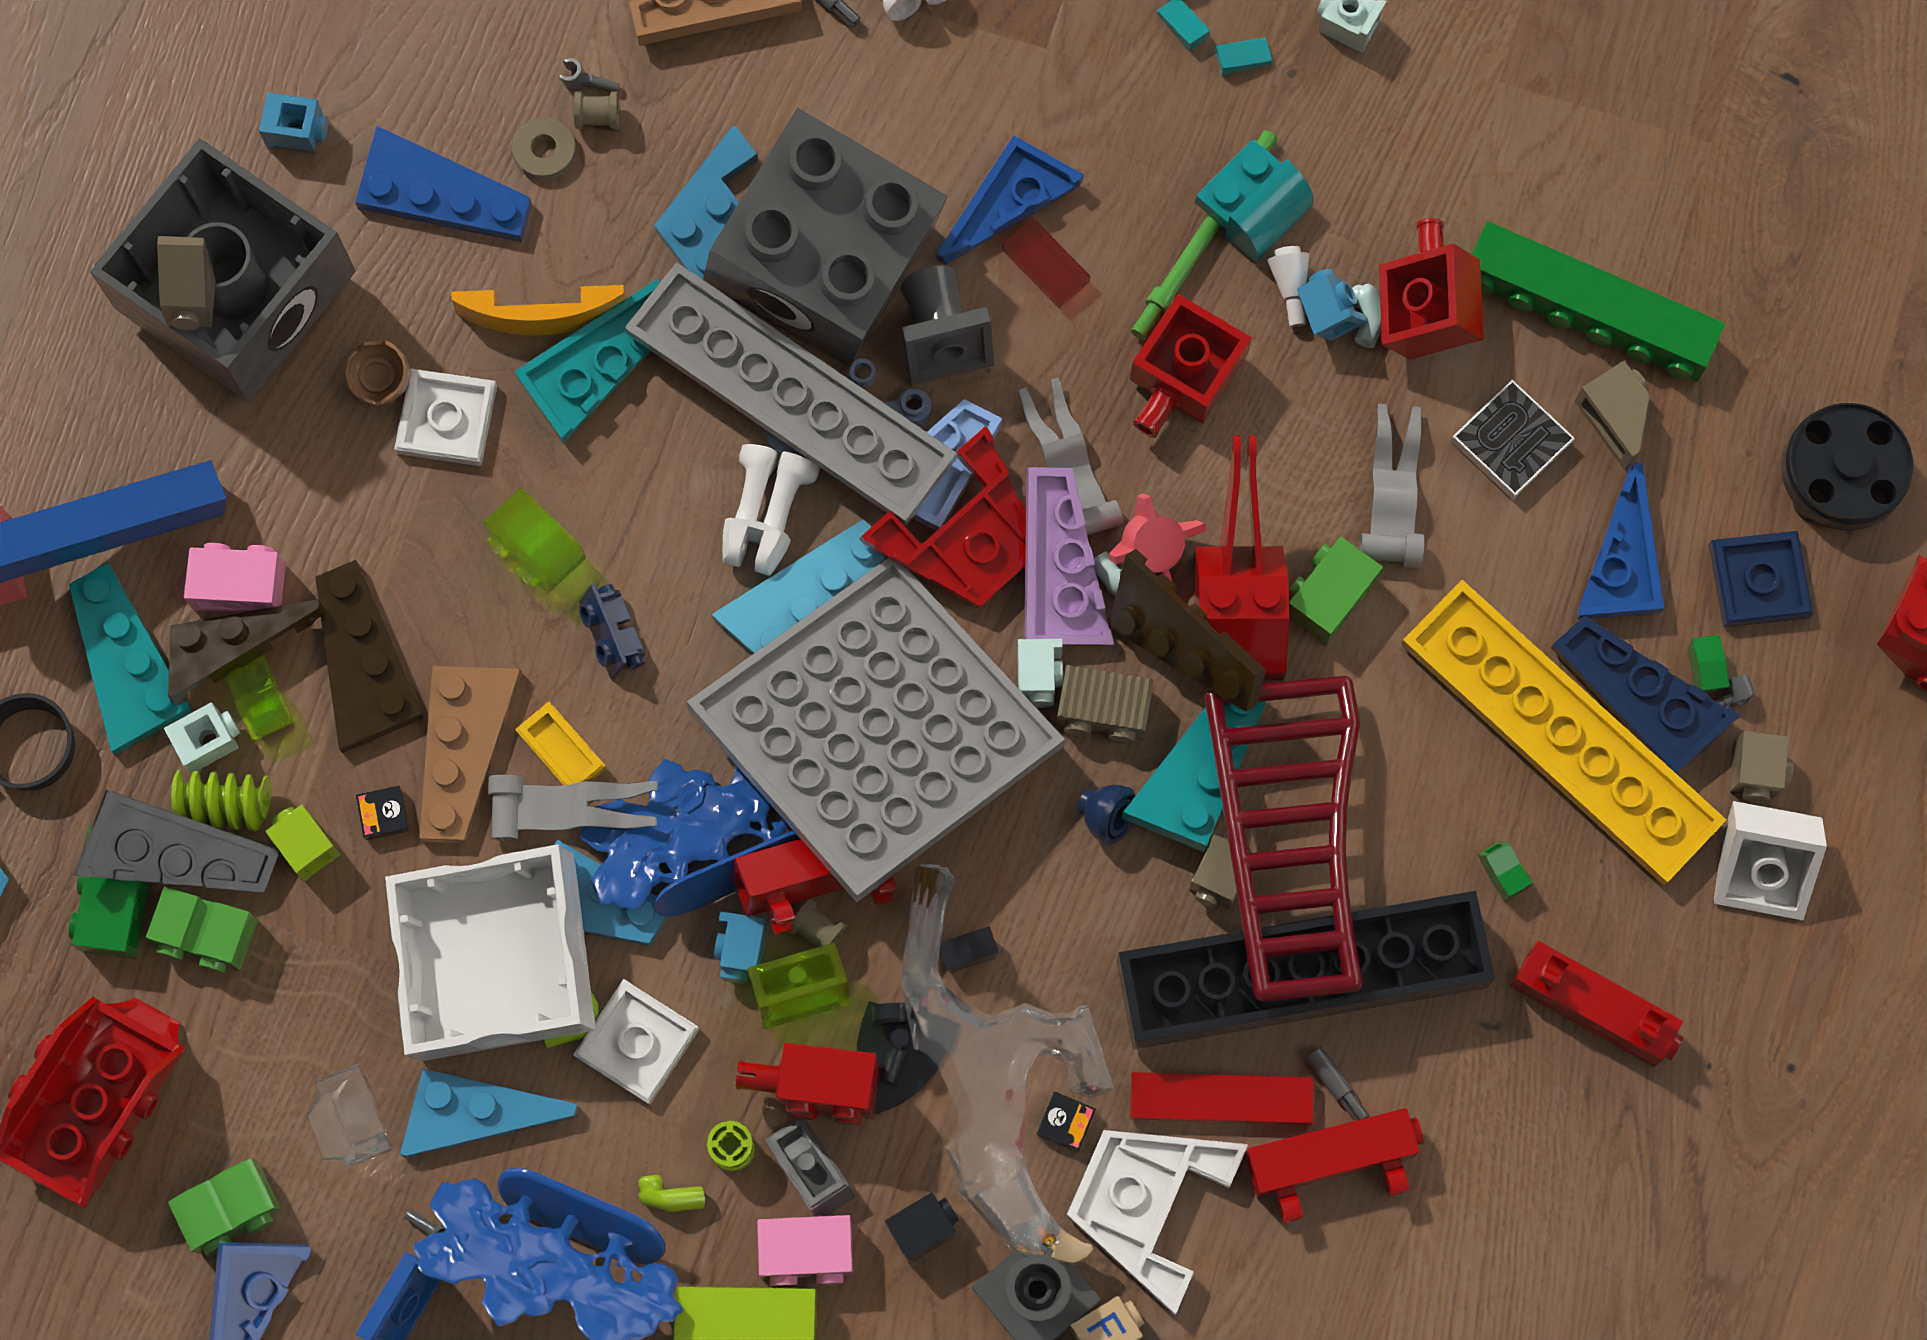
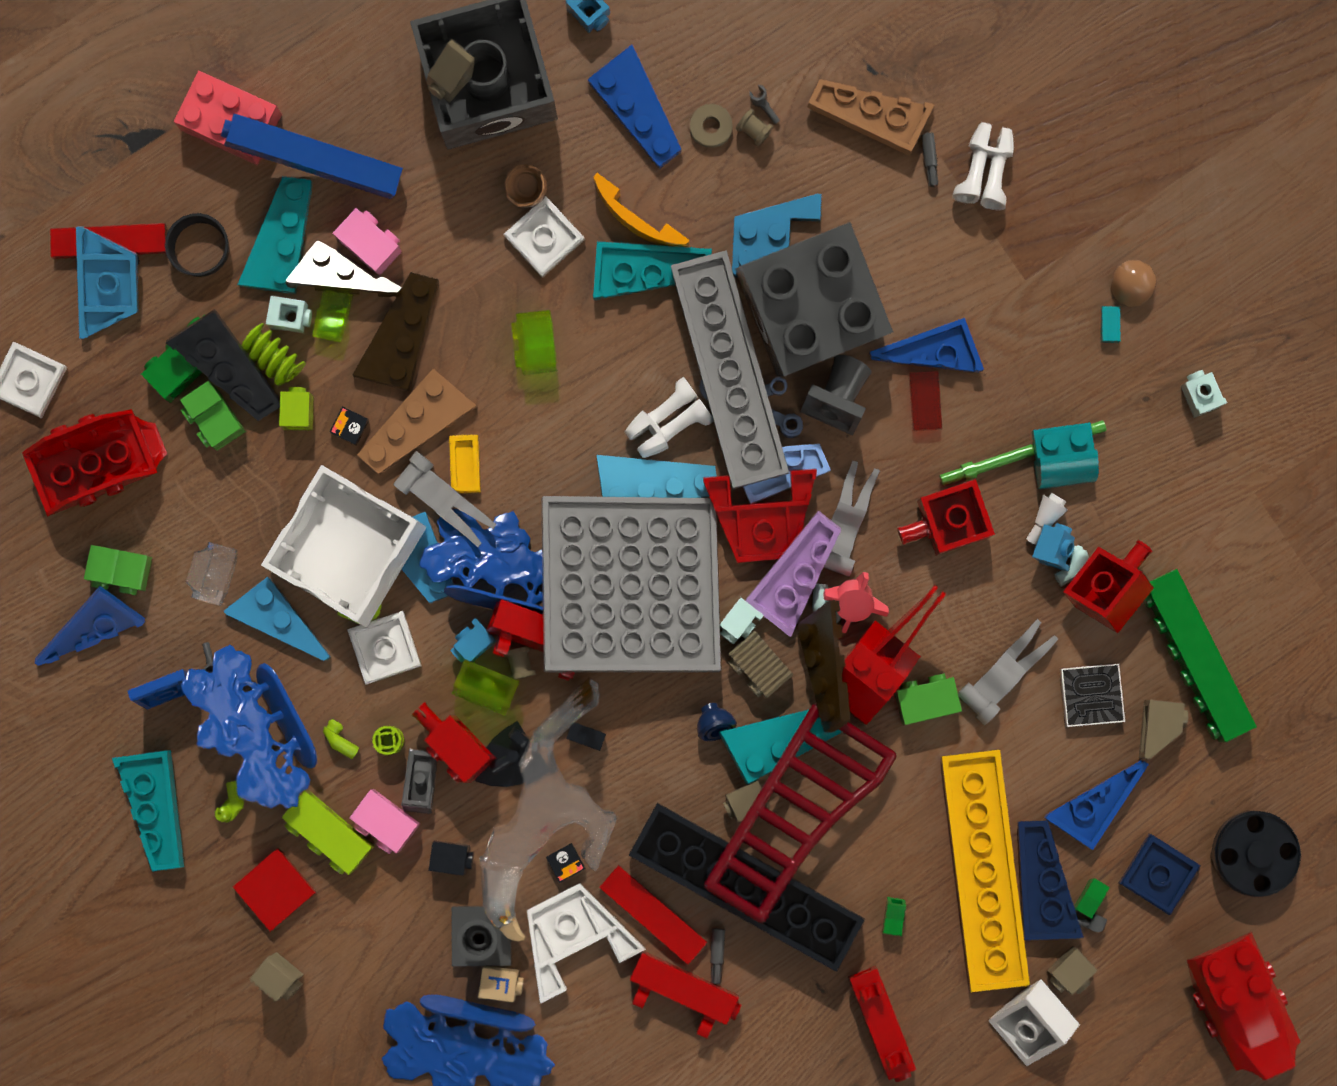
camera: 40 degrees right, 10 degrees up
(602, 612) = (533, 431): dark blue hinge -> none
(1242, 55) = (1127, 368): teal piece -> none

